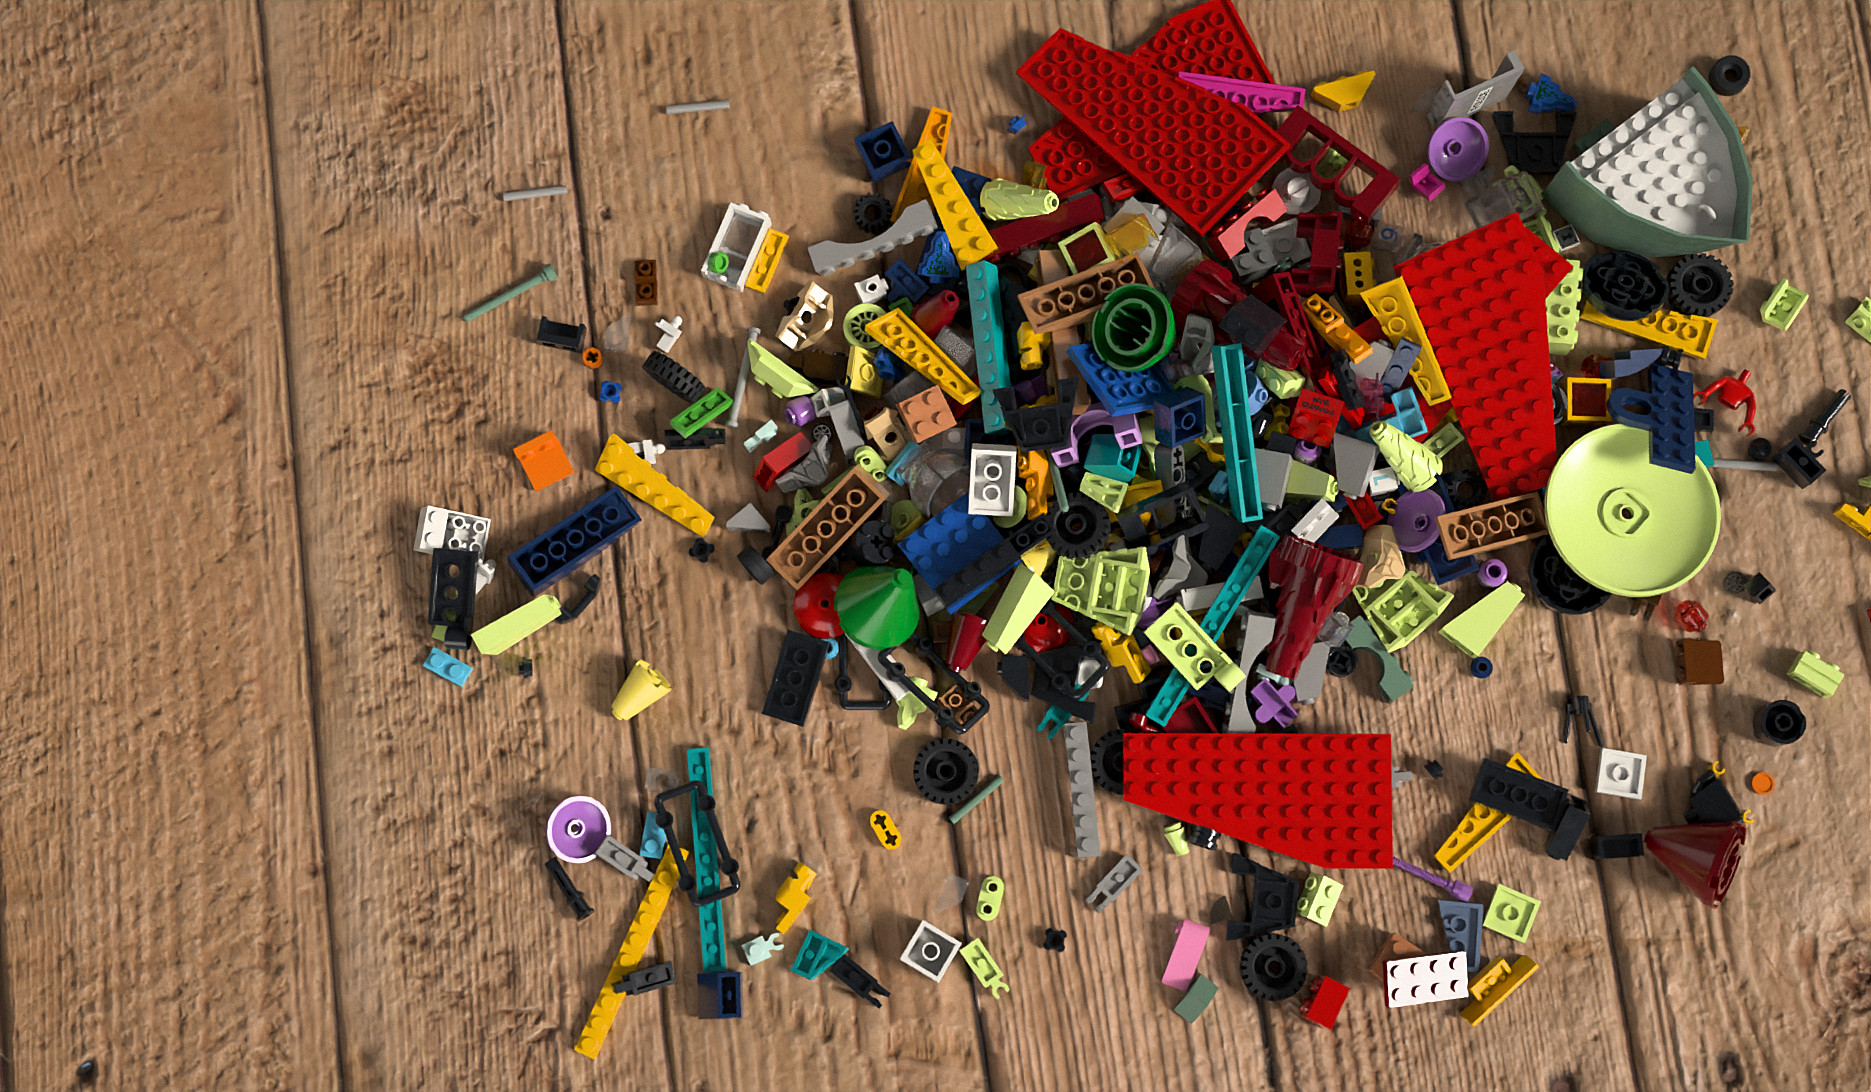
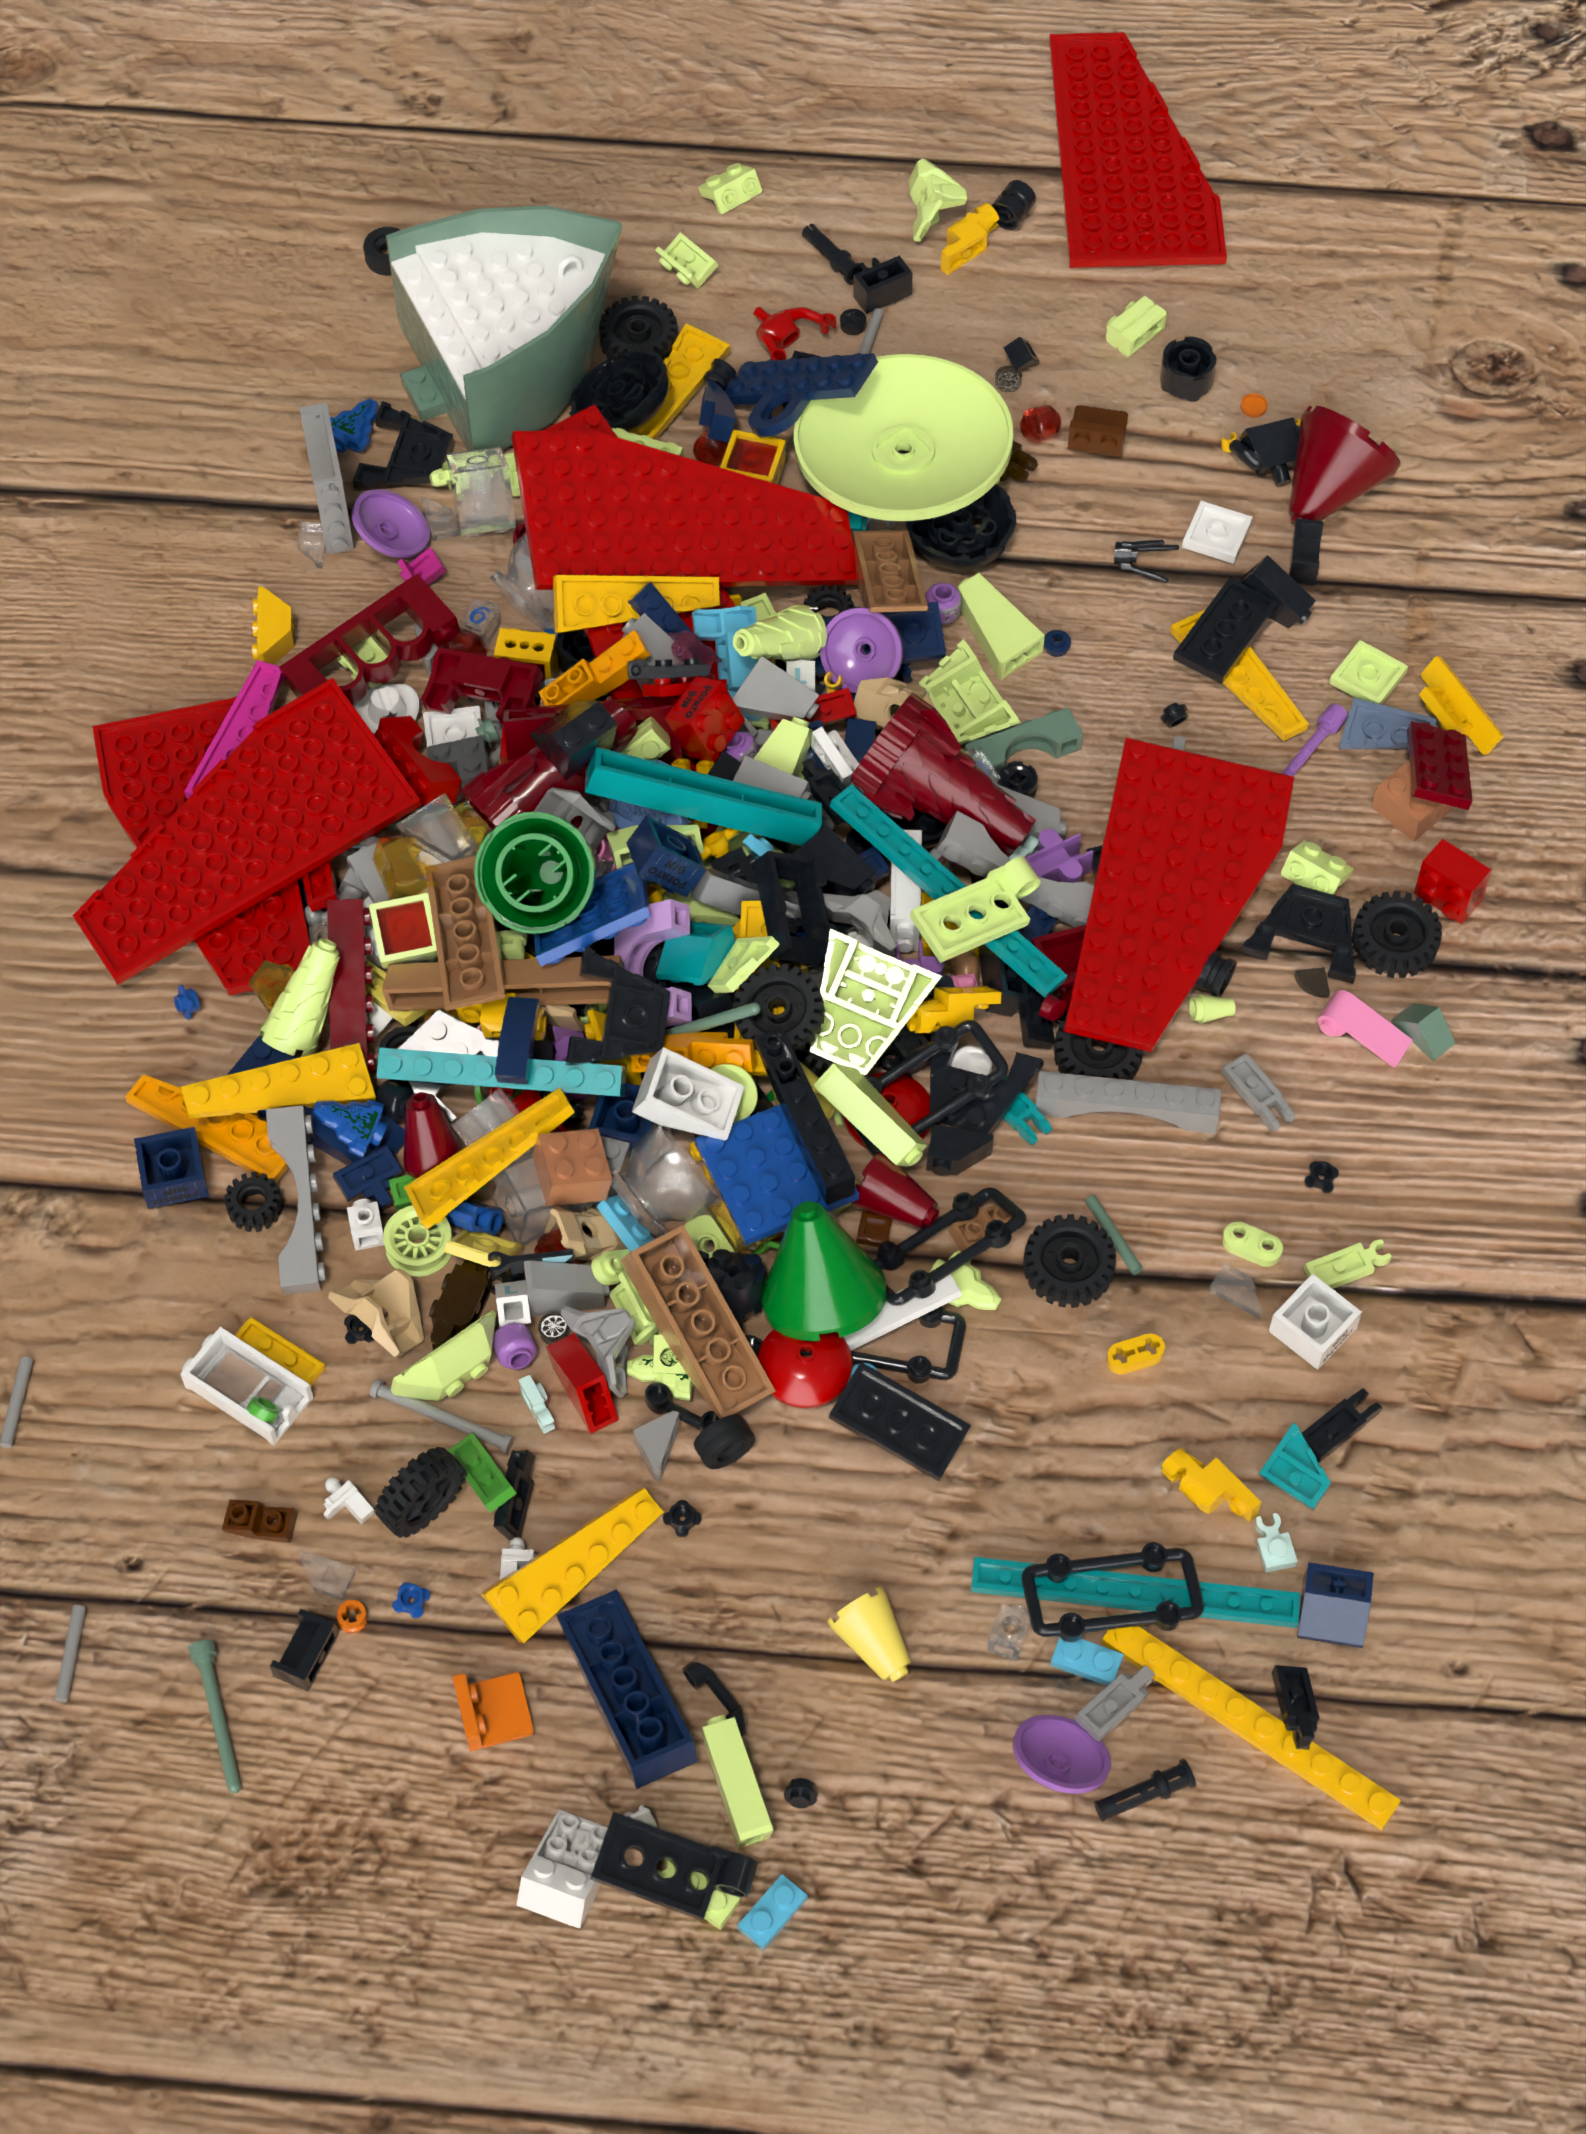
camera: 80 degrees left, 20 degrees down
(1005, 351) = (517, 1040): none -> dark blue slope

